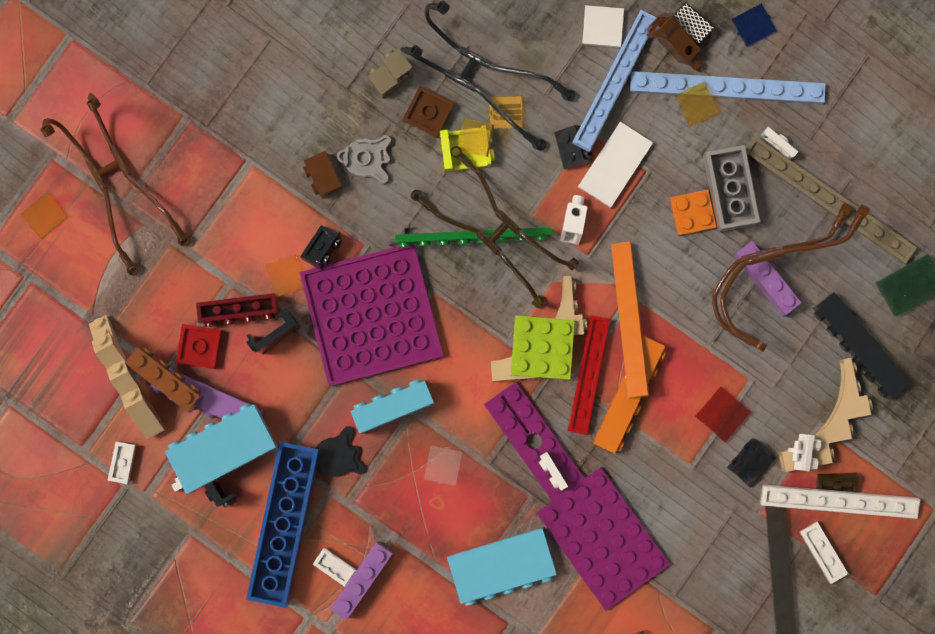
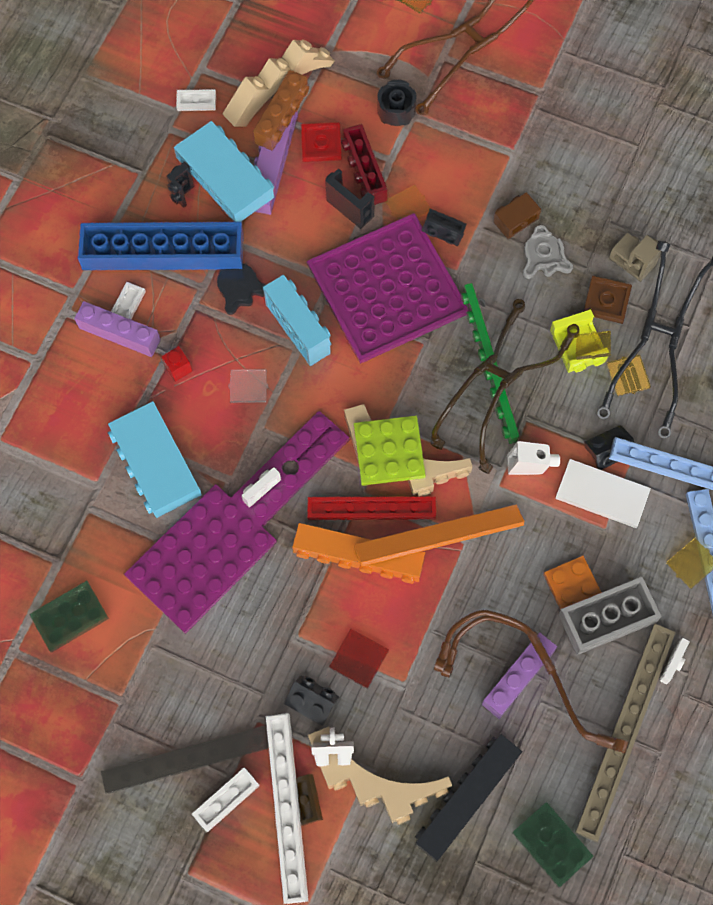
camera: 80 degrees right, 15 degrees down
(174, 252) = (396, 103): none -> black brick
(410, 529) = (176, 363): none -> red brick

